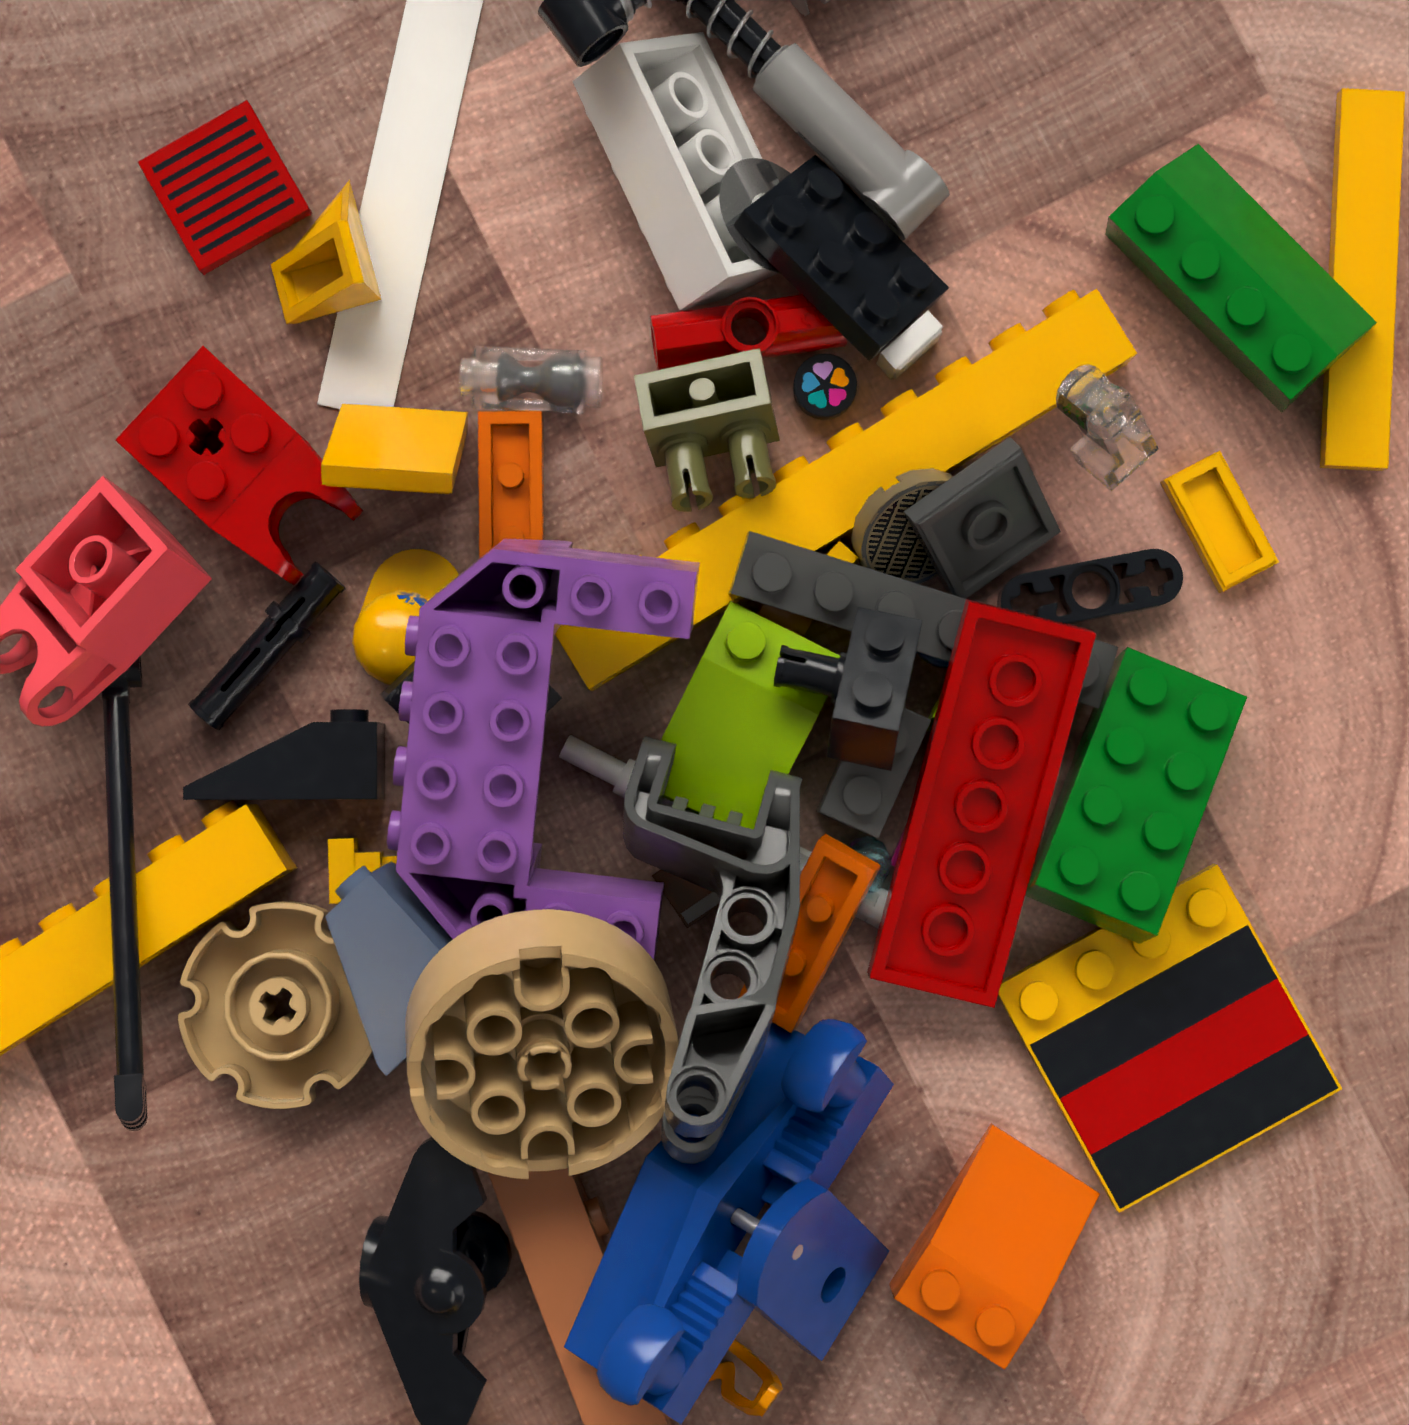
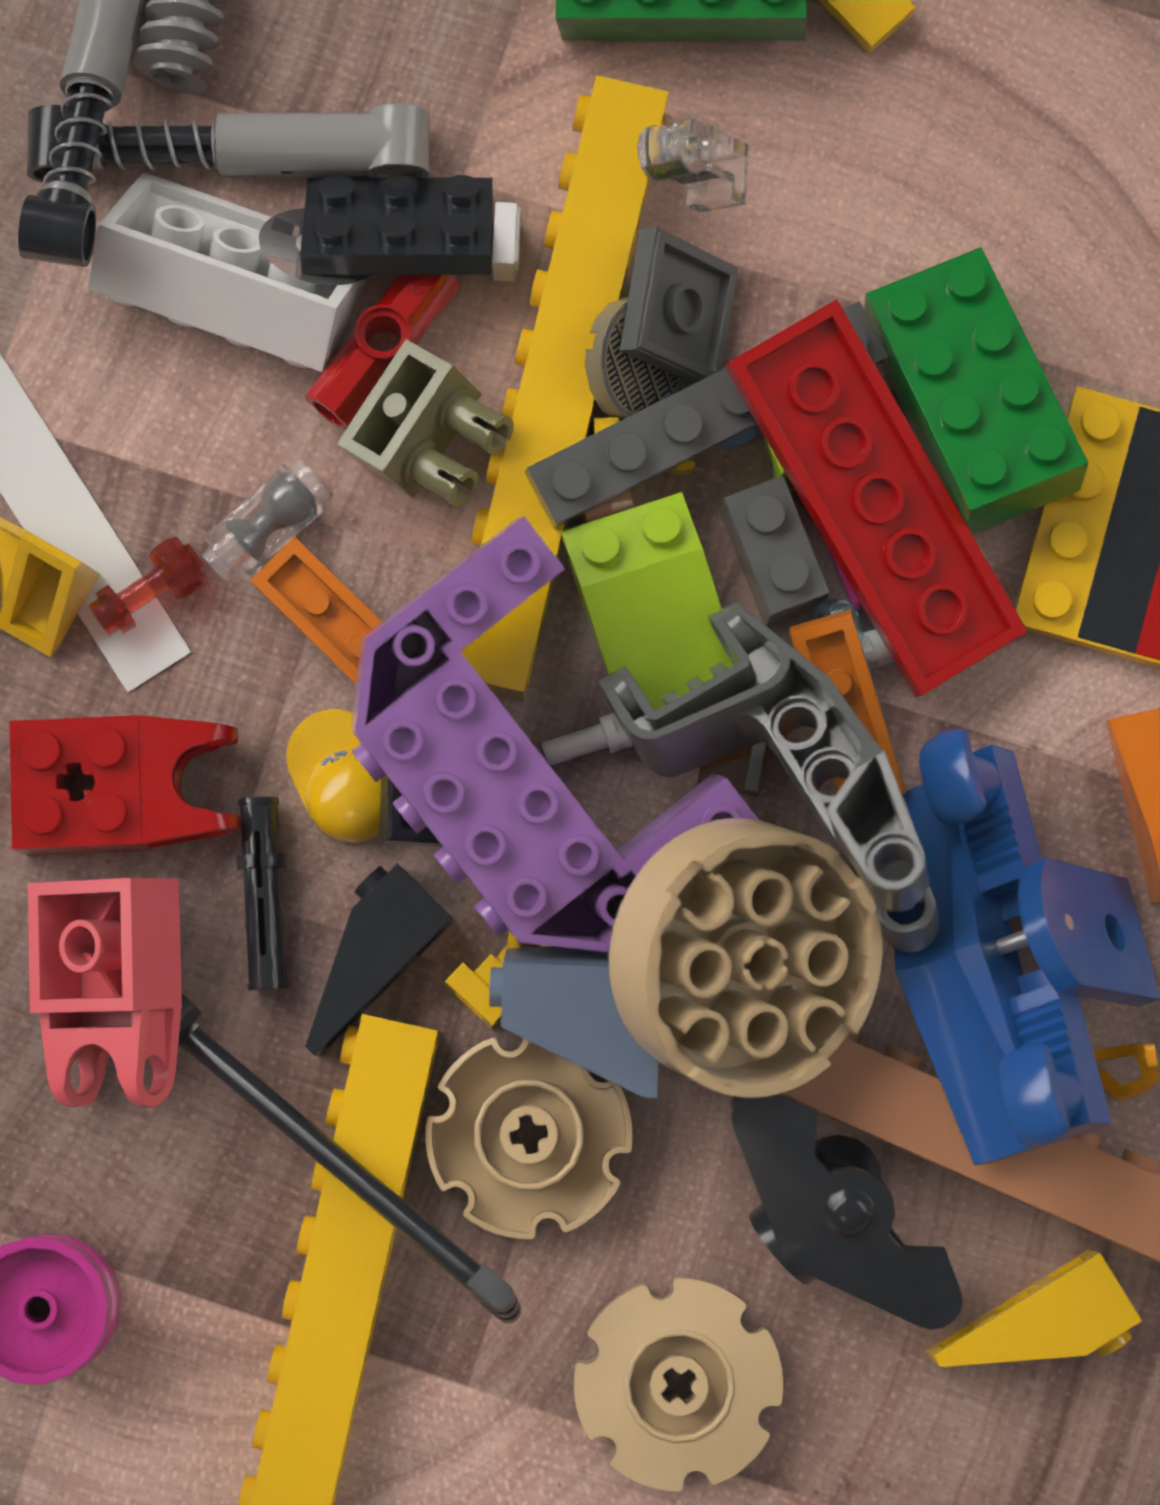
camera: 50 degrees left, 5 degrees down
(175, 1314) = (670, 1436): none -> tan piece
(395, 449) = (218, 660): yellow tile -> none
(435, 349) = (175, 569): none -> clear red bar
(824, 386) = (474, 329): black tile -> none
(864, 684) = (716, 489): black brick -> none
(1132, 565) = (809, 242): black beam -> none
(1219, 522) = (839, 155): yellow tile -> none

